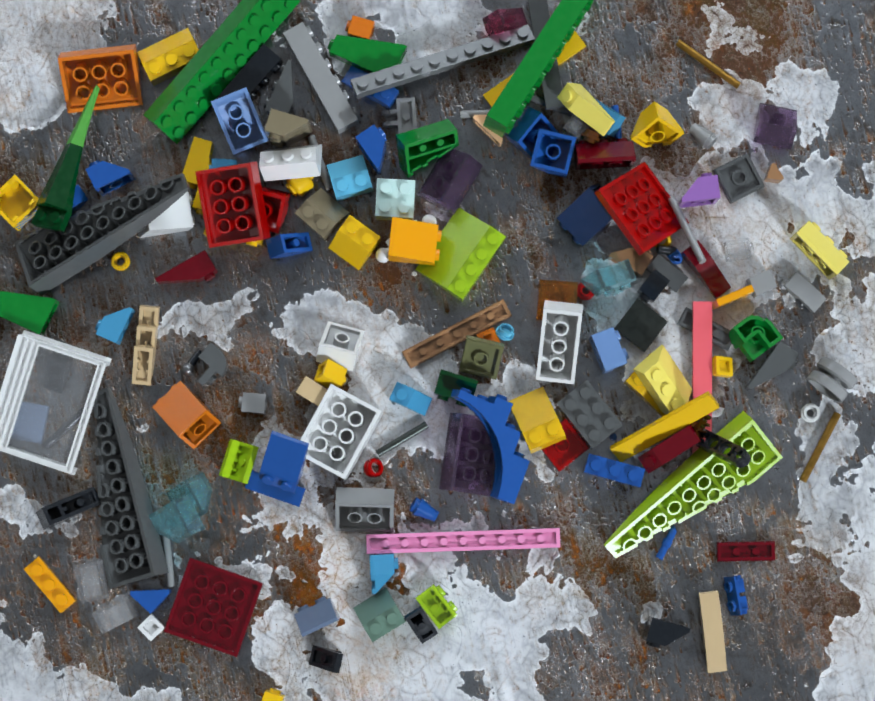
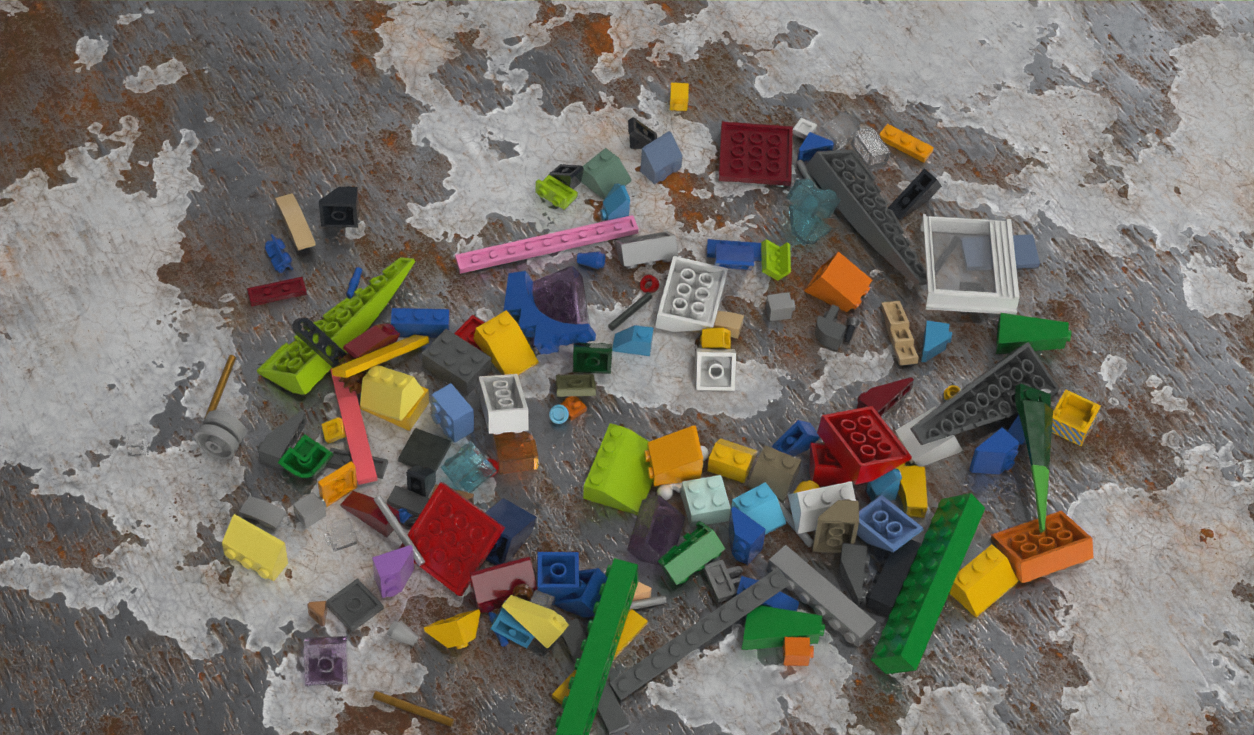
camera: 160 degrees right, 30 degrees down
(456, 333) = (605, 406): medium nougat tile -> none
(504, 20) = (646, 694): clear pink slope -> none
(816, 413) = (236, 408): white plate -> none

